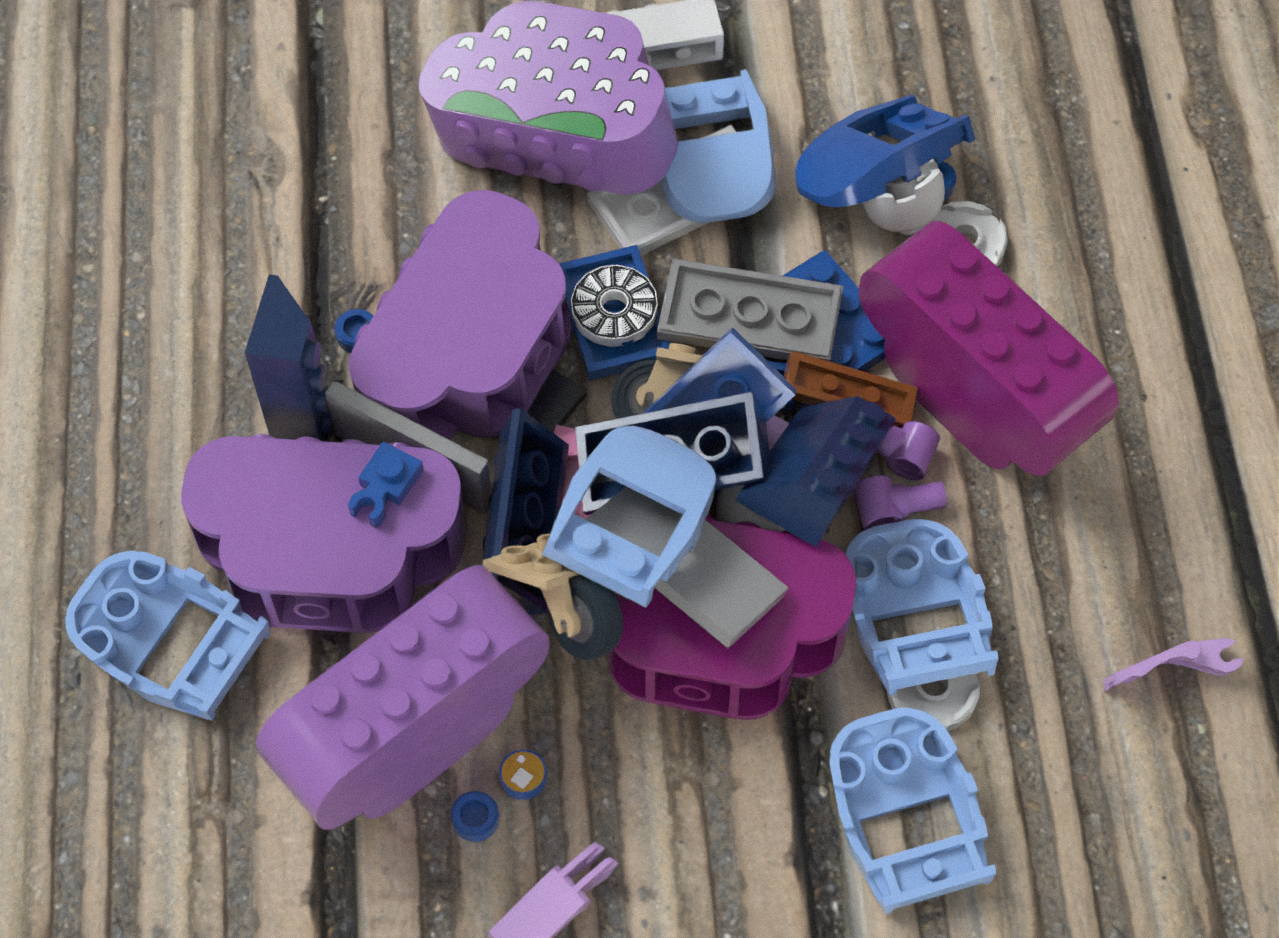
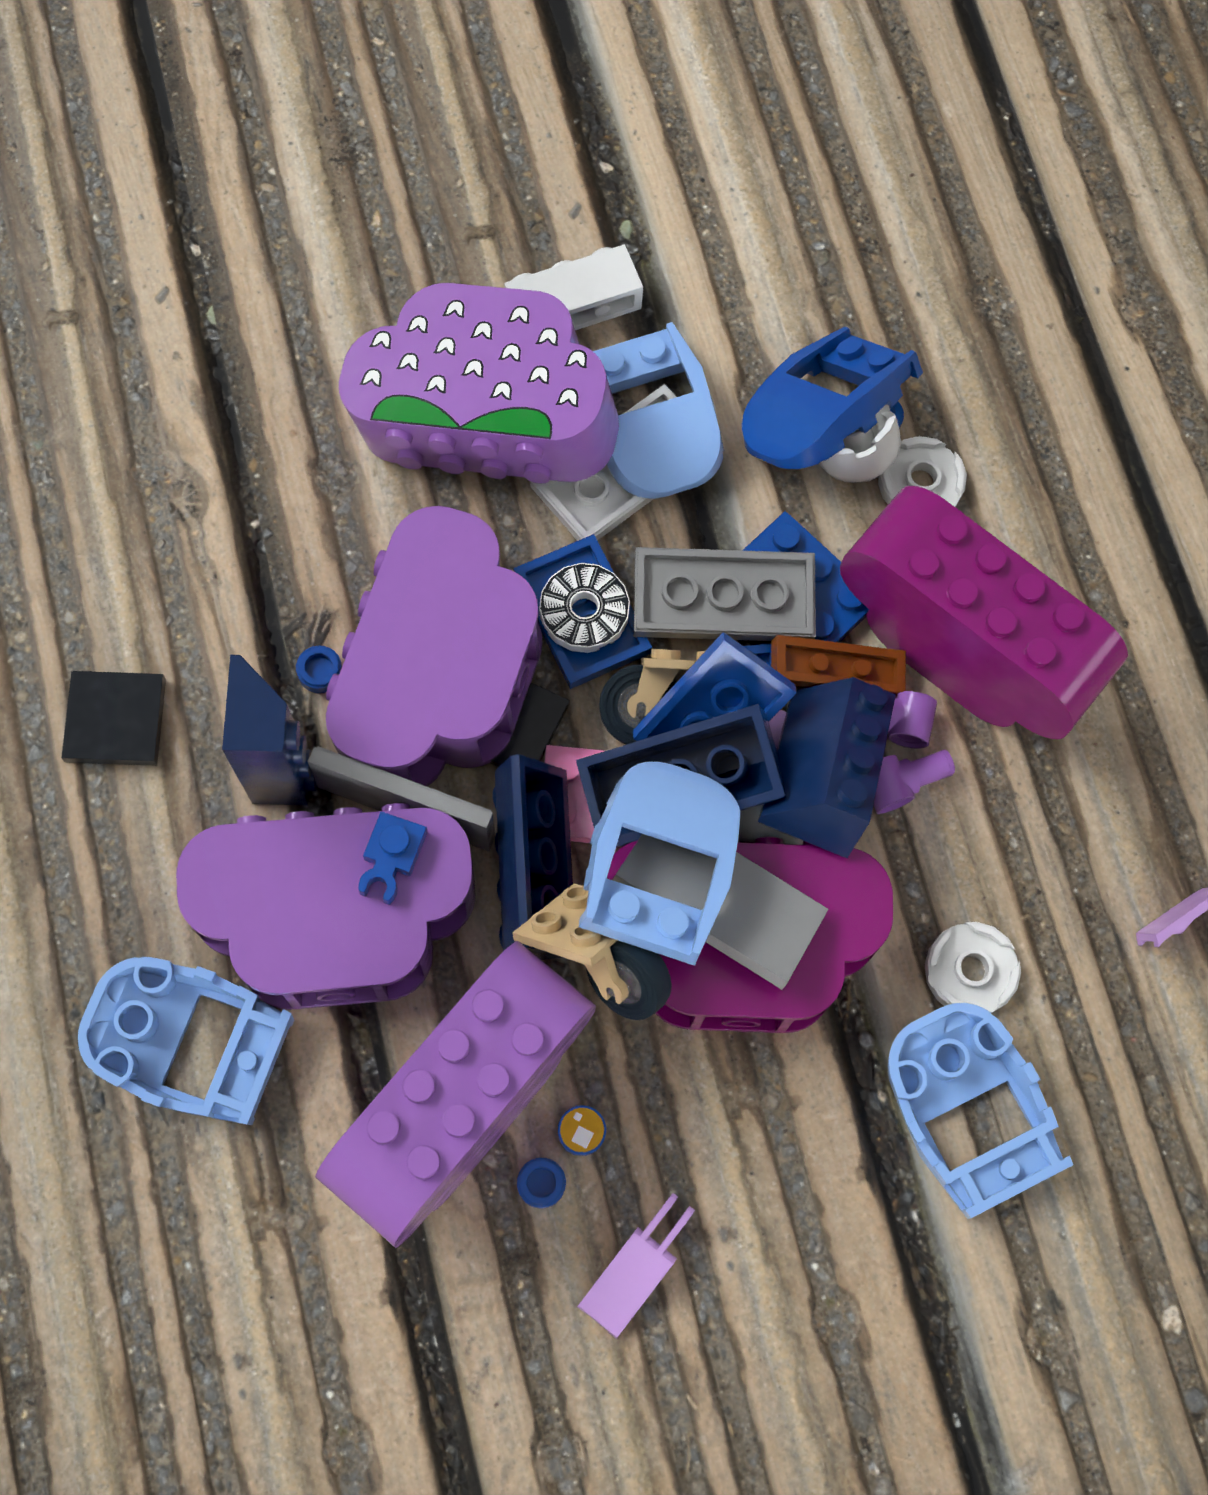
camera: 15 degrees left, 10 degrees up
(158, 347) = (113, 718): none -> black tile
(913, 570) = (935, 846): light blue slope -> none

